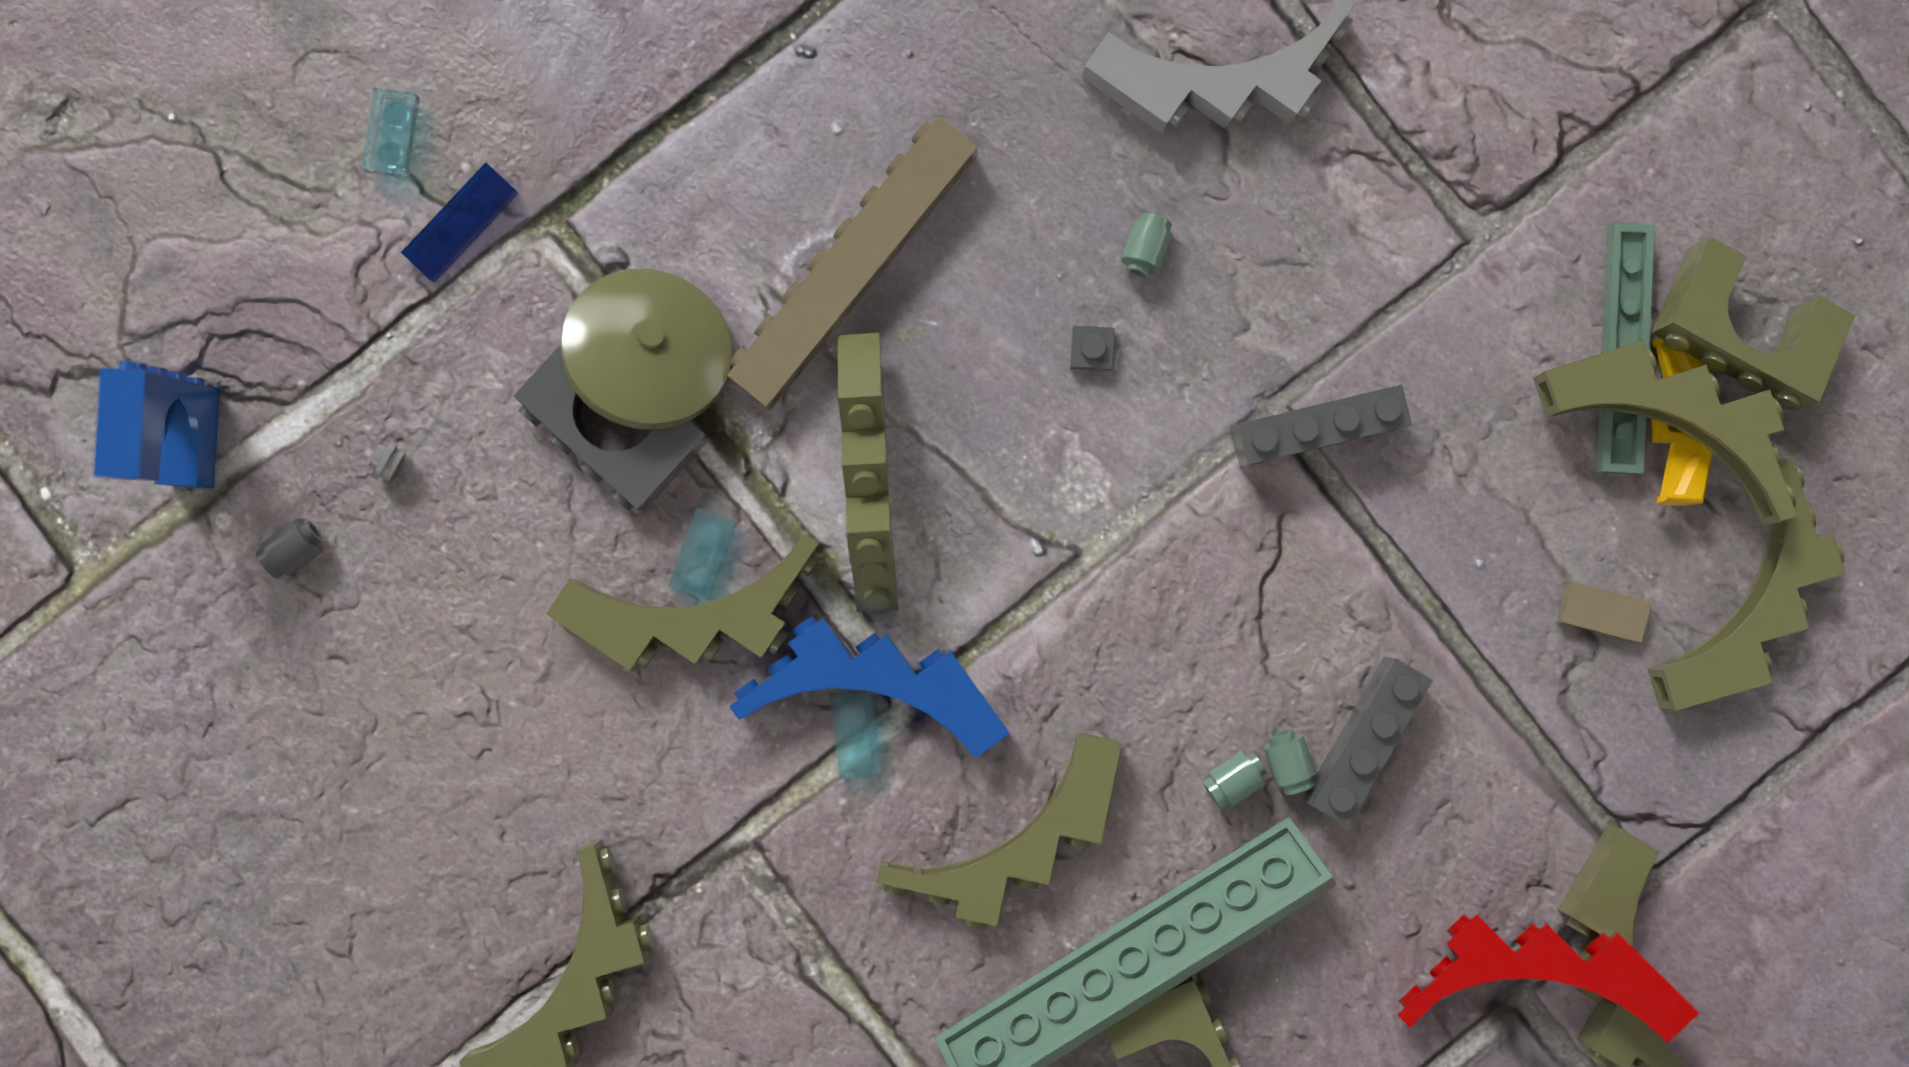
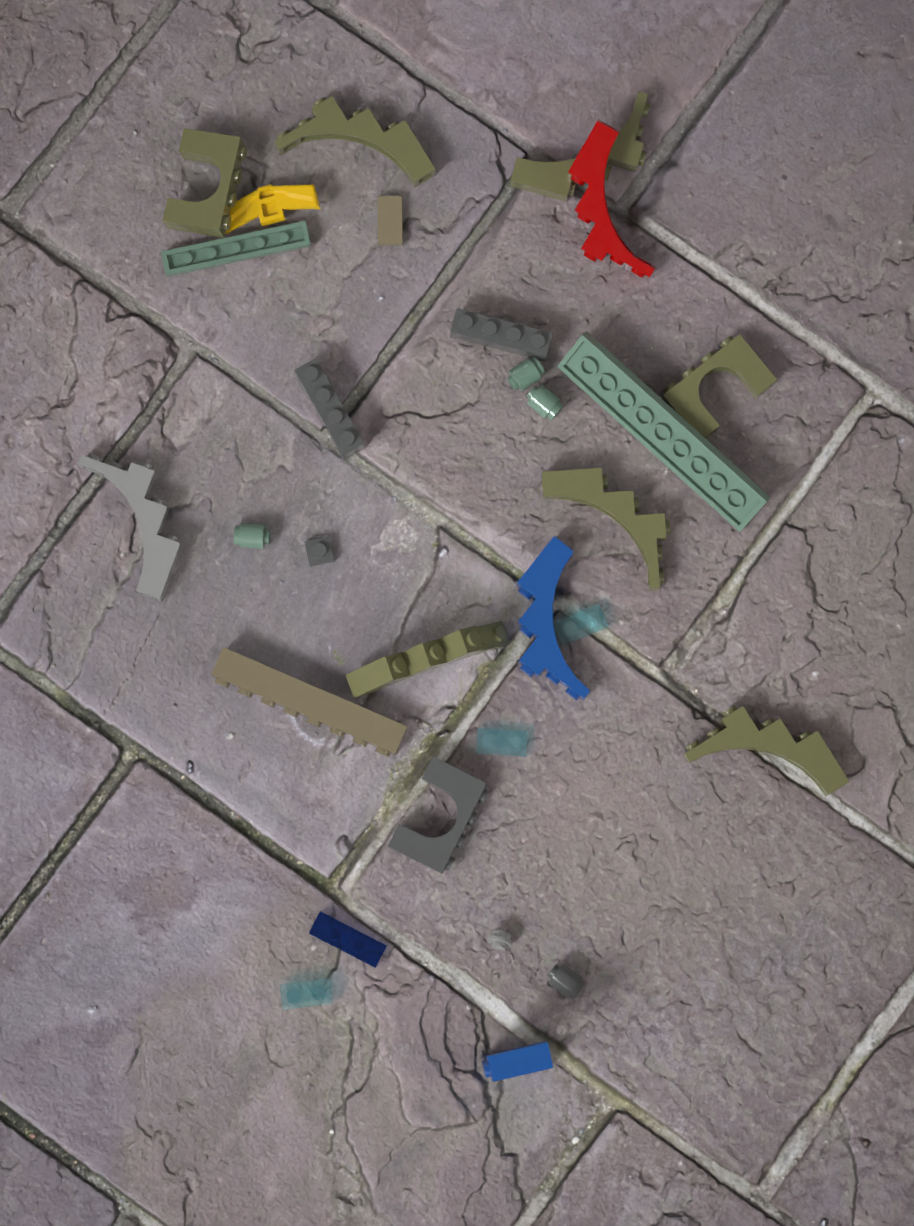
camera: 105 degrees left, 5 degrees down
(629, 629) = (529, 705): olive arch -> none
(646, 349) = (392, 804): olive dish -> none
(1687, 401) = (259, 210): olive arch -> none

